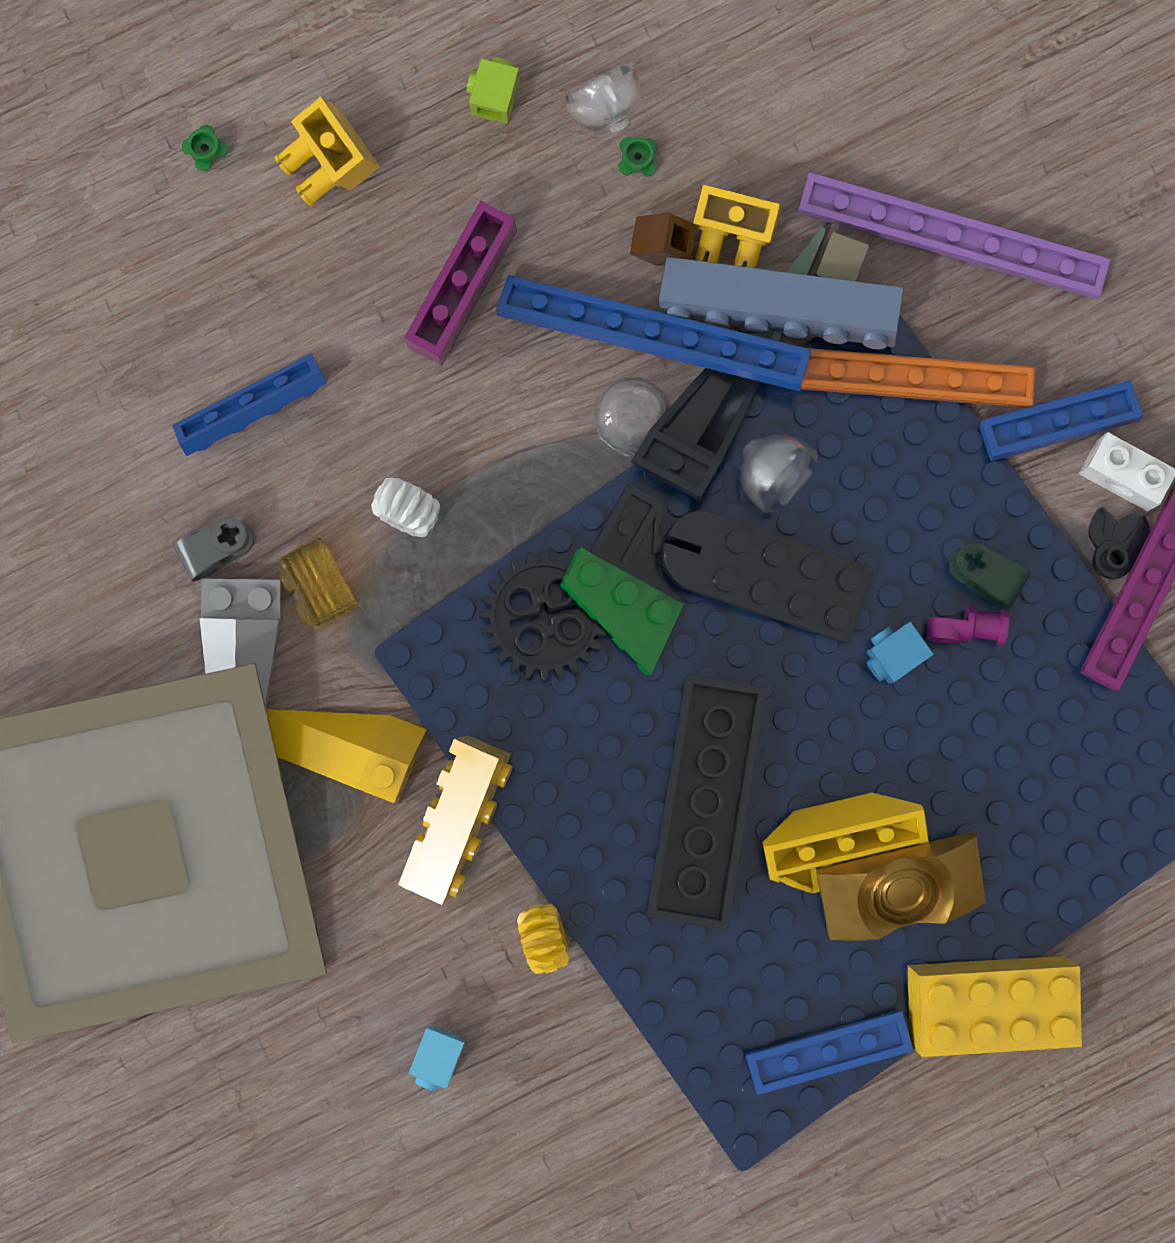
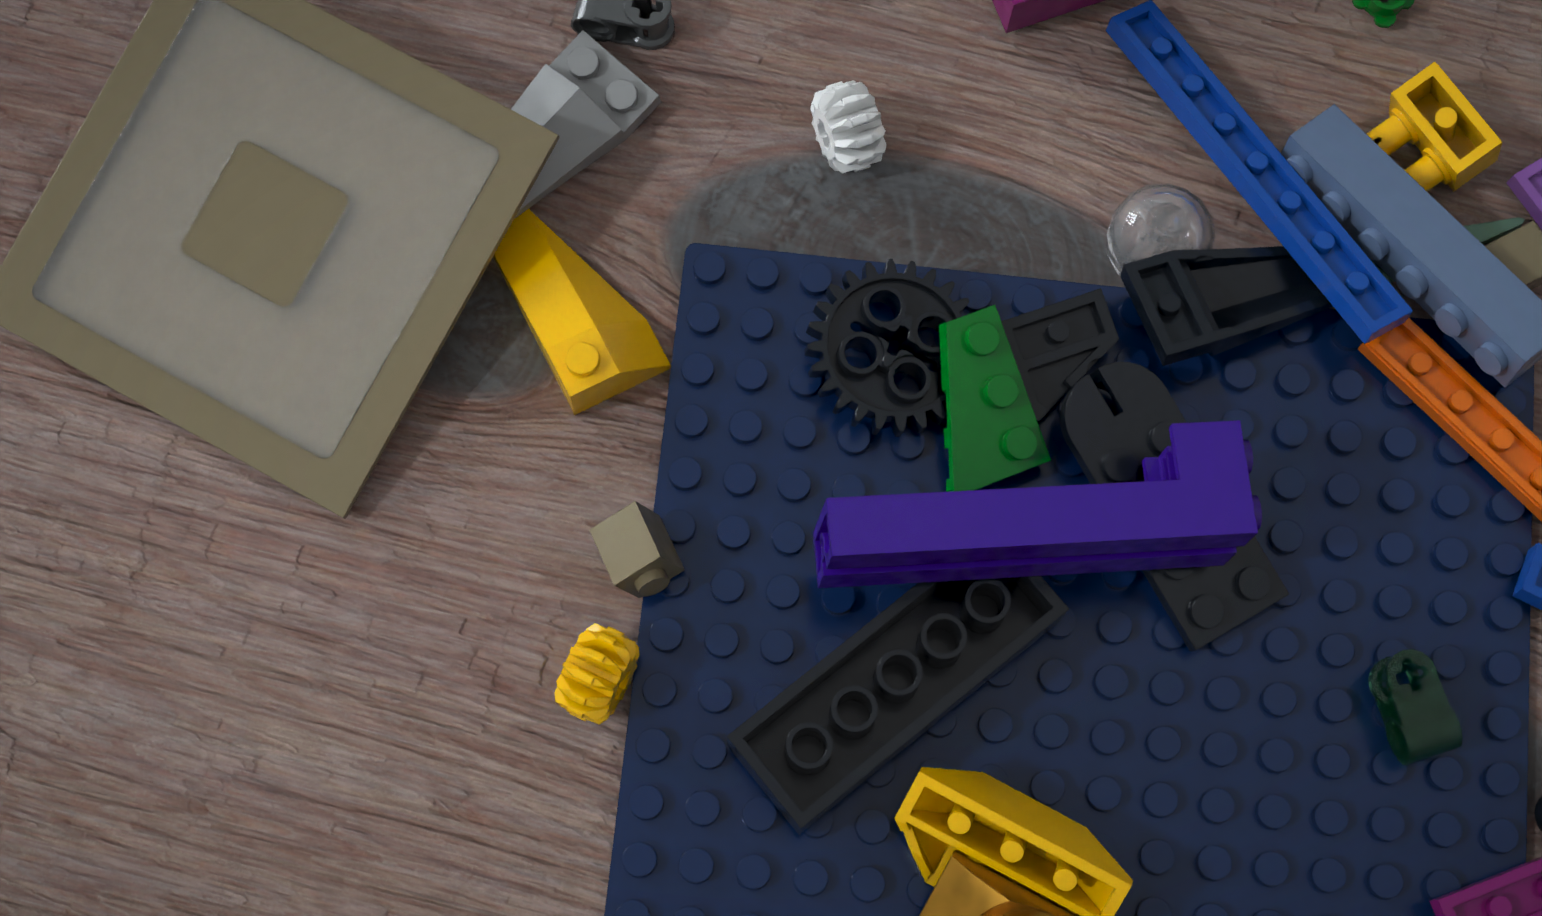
camera: 35 degrees right, 10 degrees down
(318, 584) = (692, 131): clear yellow brick -> none
(436, 1058) = (373, 699): medium azure brick -> none
(456, 819) = (616, 464): wedge -> none
(505, 853) = (637, 550): none -> dark tan brick
(662, 237) = (1347, 81): reddish brown brick -> none
(775, 469) = (1275, 402): clear cylinder -> none
(789, 582) = (1181, 516): none -> dark purple brick
(897, 653) = (1241, 704): dark azure brick -> none
(975, 625) = (1355, 749): magenta connector -> none

